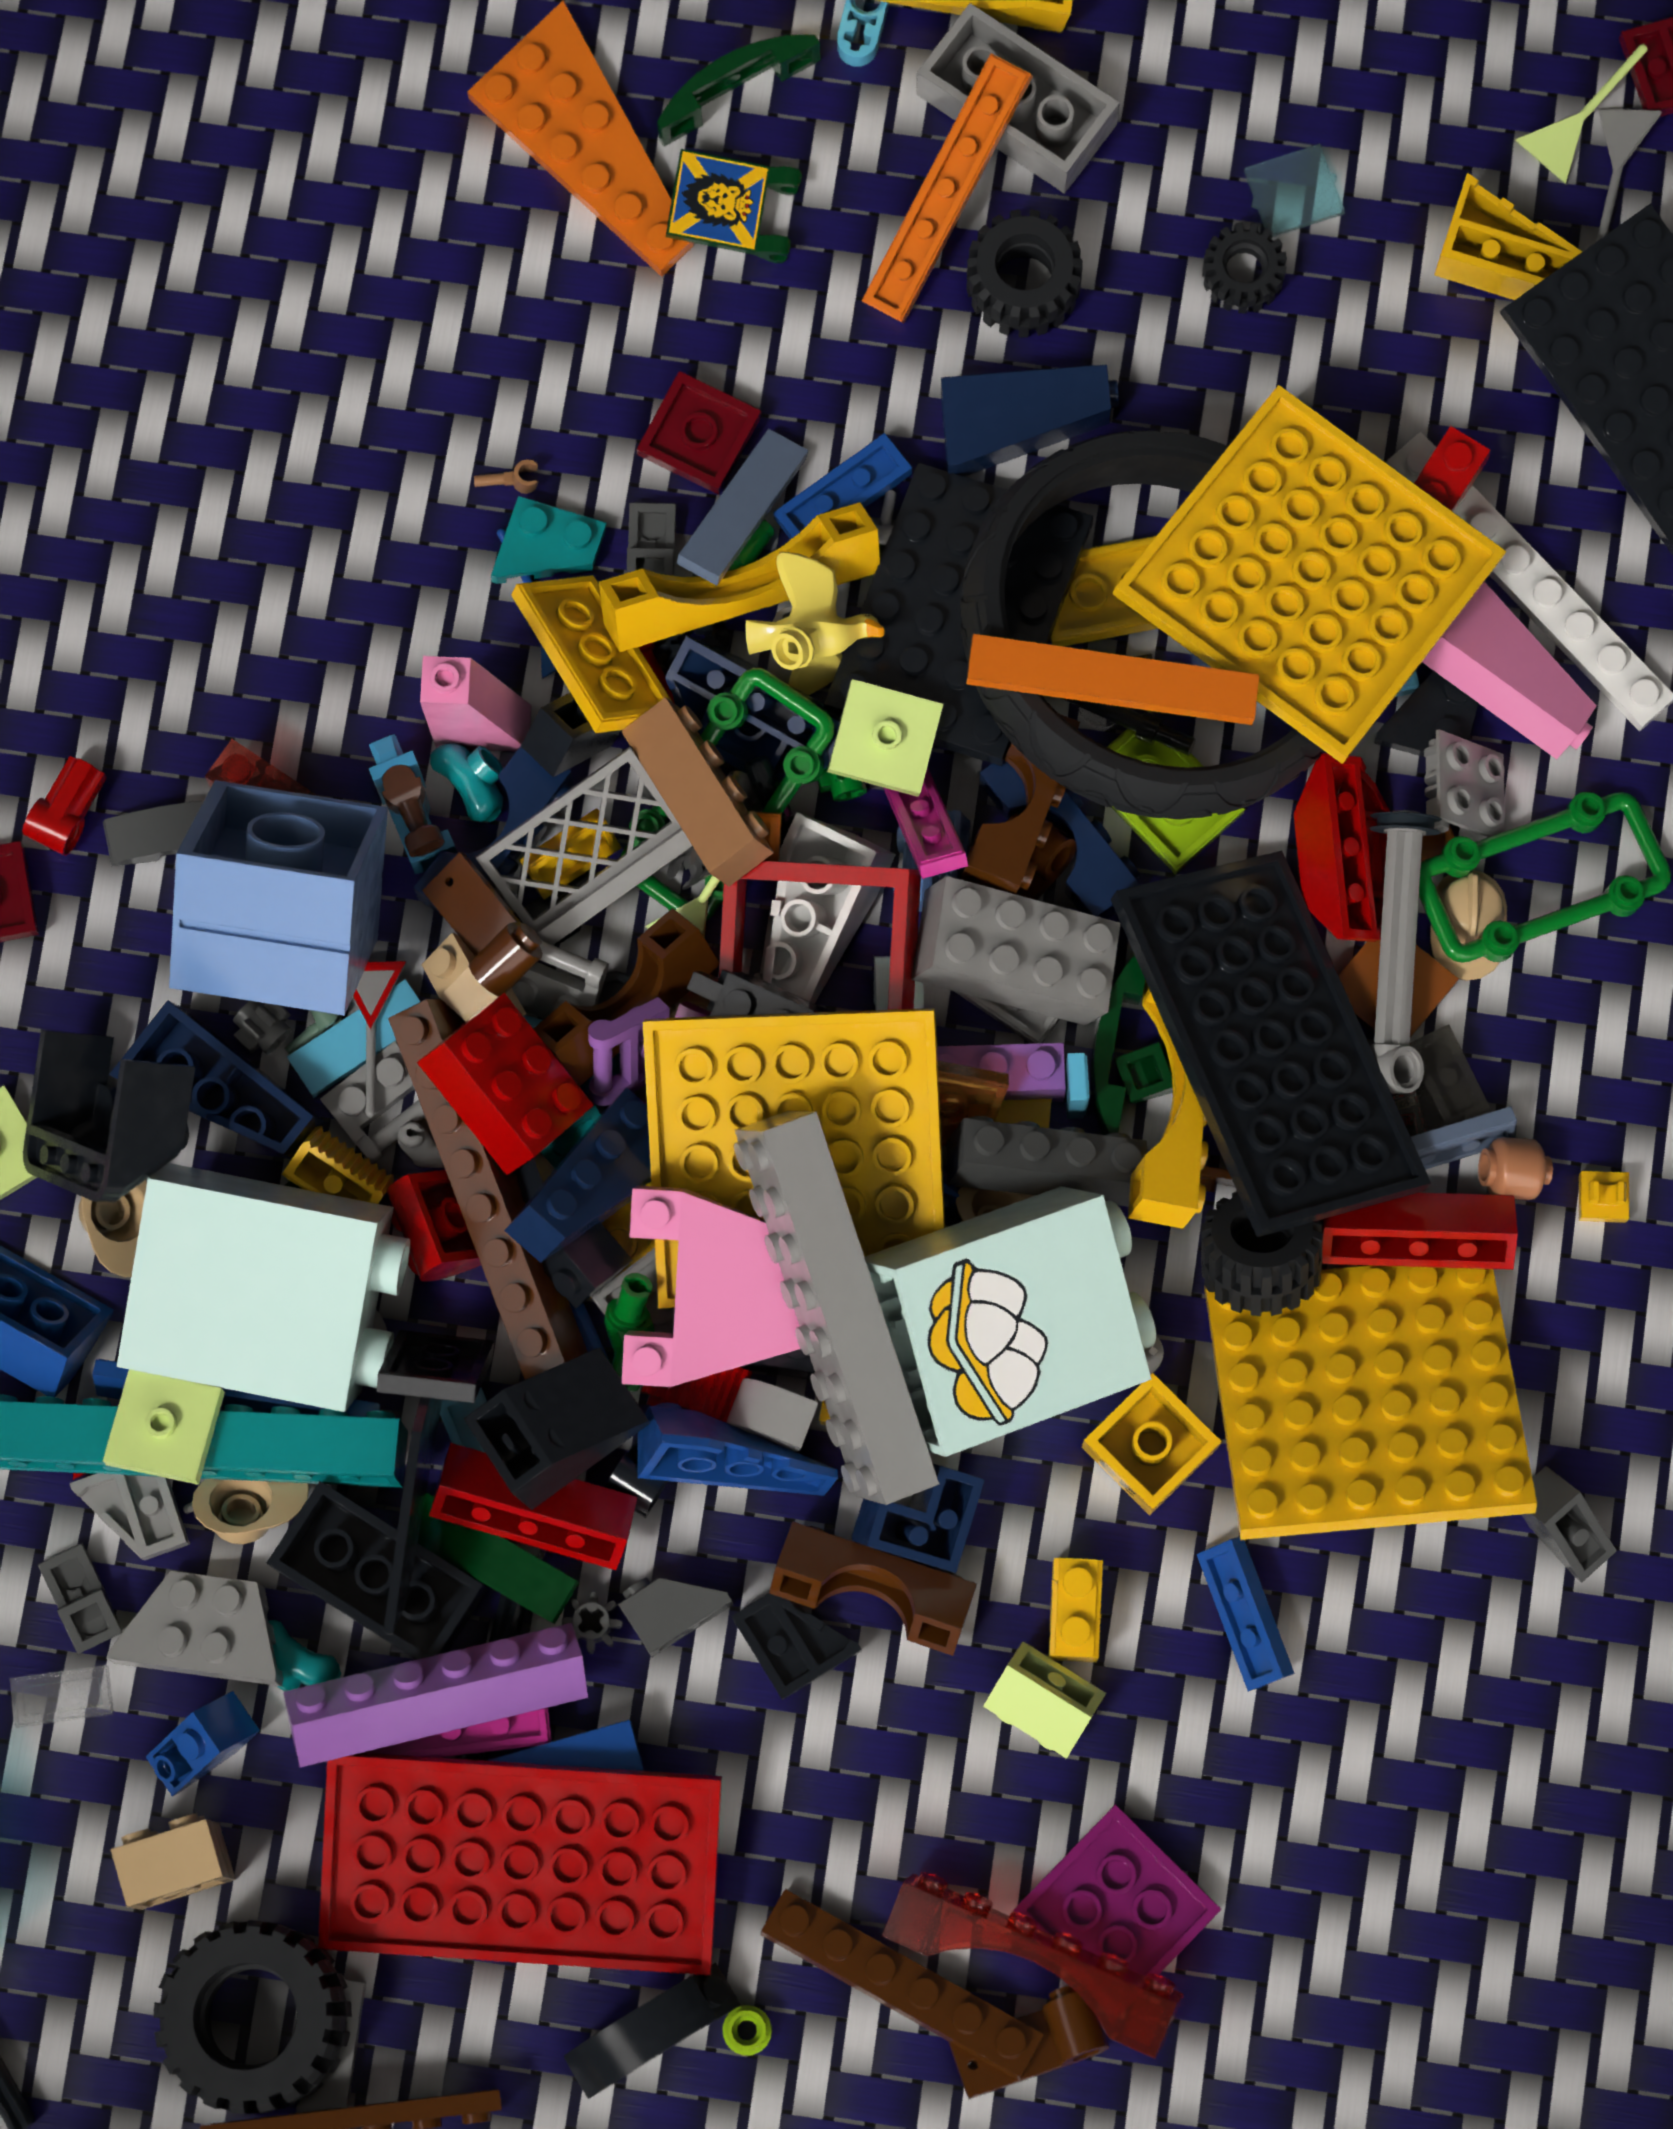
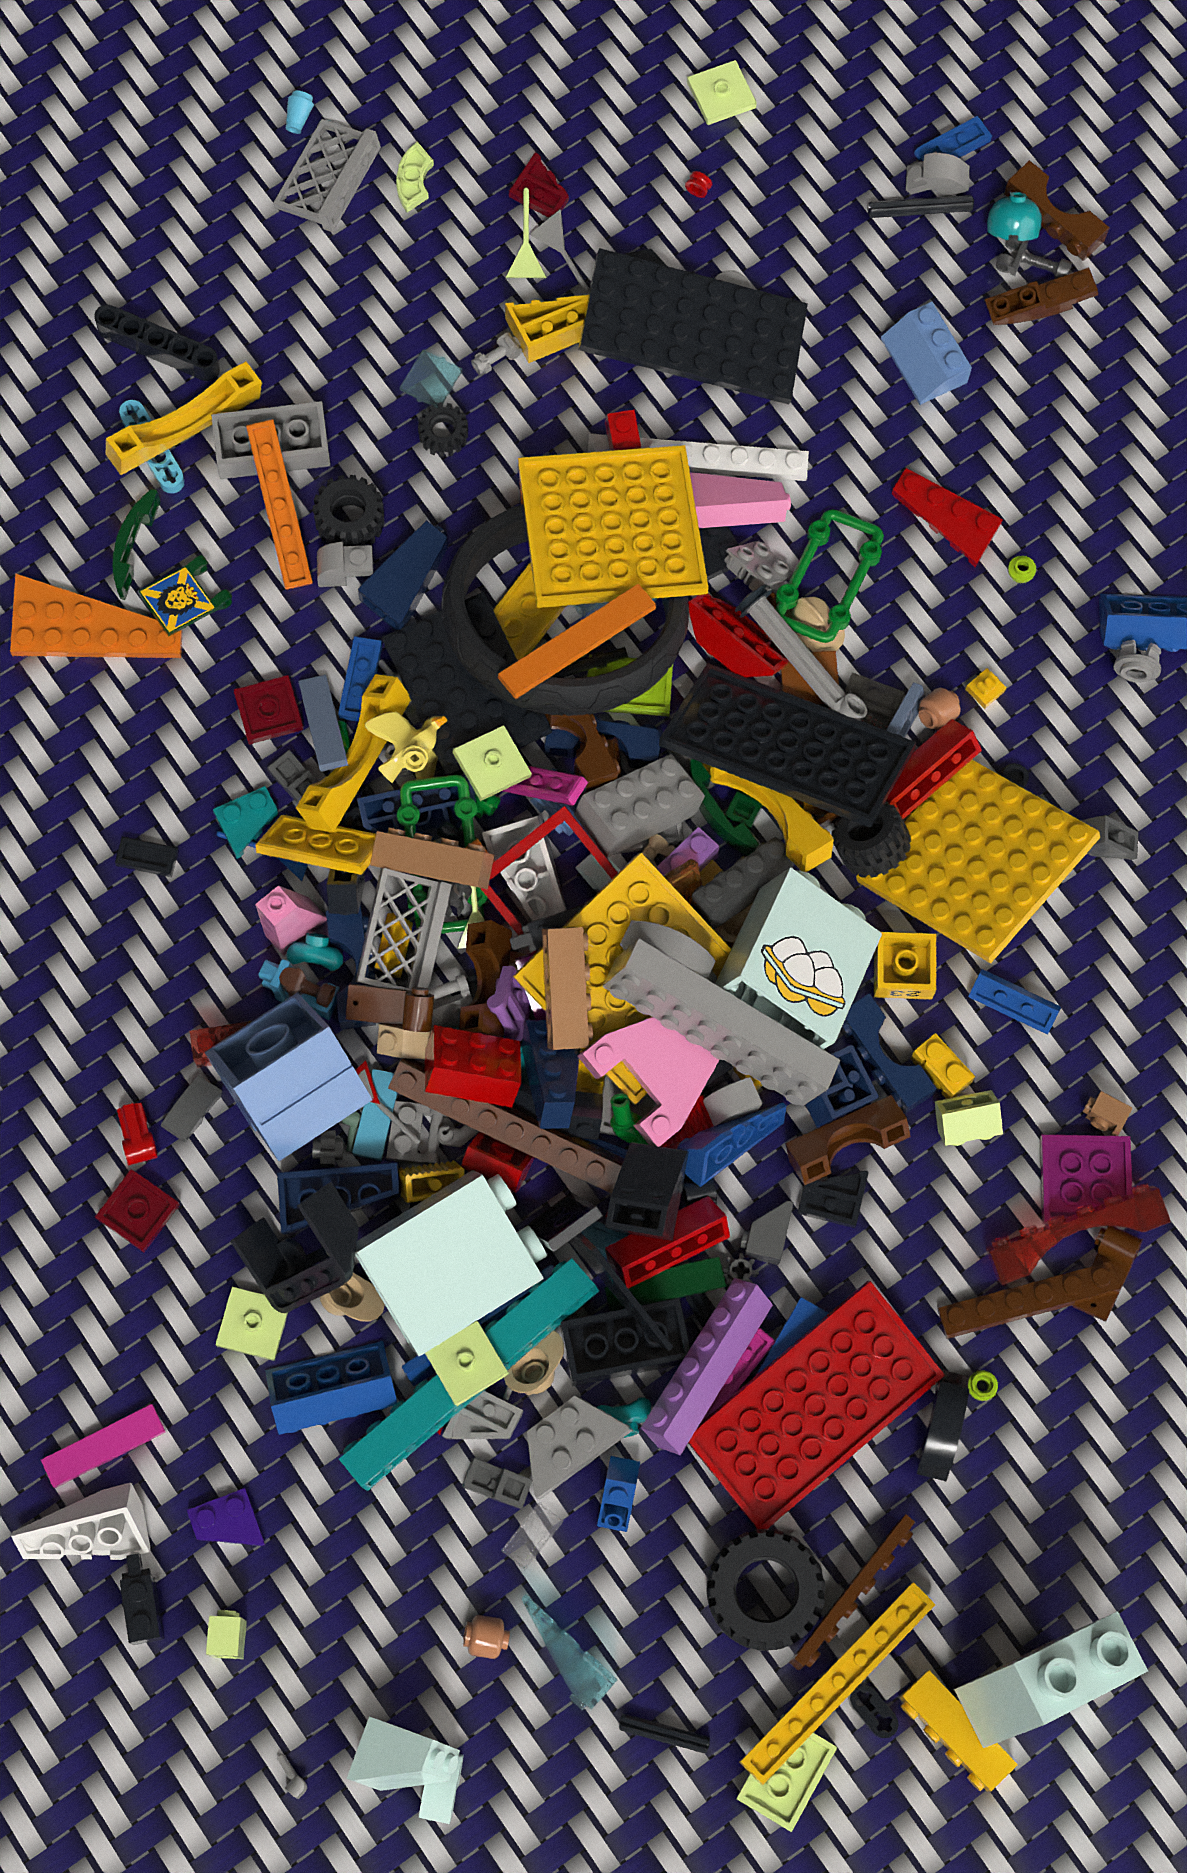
camera: 50 degrees left, 5 degrees down
(172, 1863) = (661, 1557): tan brick -> none
(391, 484) = (146, 856): none -> black tile
(511, 478) = (200, 805): medium nougat hand -> none
(688, 1092) = (566, 988): none -> medium nougat brick
(857, 1165) = (673, 944): none -> light grey arch
(952, 327) = (339, 561): none -> light grey brick
(969, 1026) = (656, 845): none -> tan piece
(1035, 1468) = (906, 1084): none -> dark blue arch
(1076, 1085) = (724, 838): medium azure tile -> none
(1221, 1854) = (1107, 1113): none -> medium nougat brick
(1427, 232) = (507, 346): none -> light grey bar
(1528, 1340) = (1016, 773): none -> black tile

